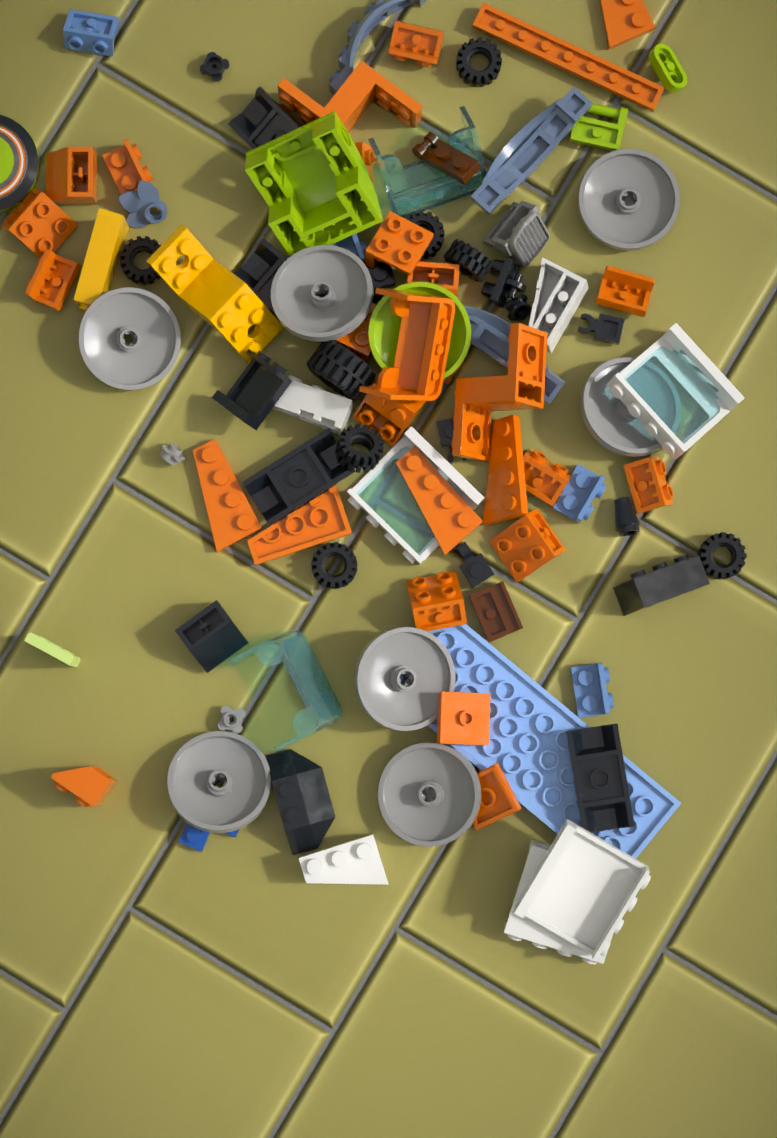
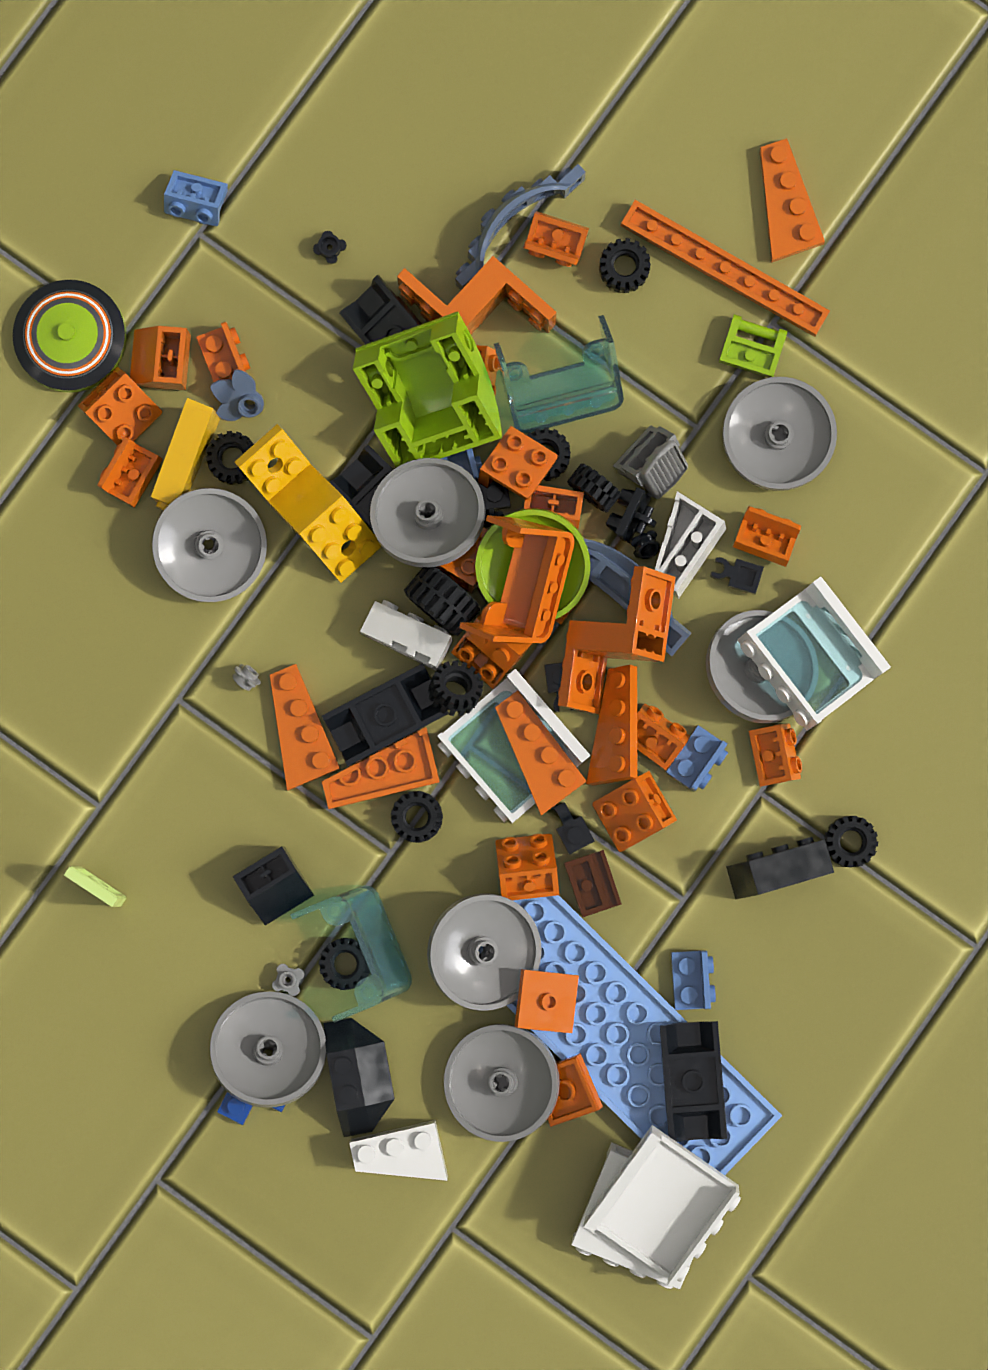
camera: 10 degrees right, 0 degrees up
(87, 783) = (121, 1039): orange slope -> none
(255, 390) = (344, 614): black panel -> none
(266, 695) = (328, 970): none -> black tyre
(446, 158) = (579, 371): reddish brown plate -> none
(529, 149) = (672, 369): sand blue piece -> none
(625, 517) = (746, 789): black cone -> none
(668, 68) = (835, 289): lime plate -> none

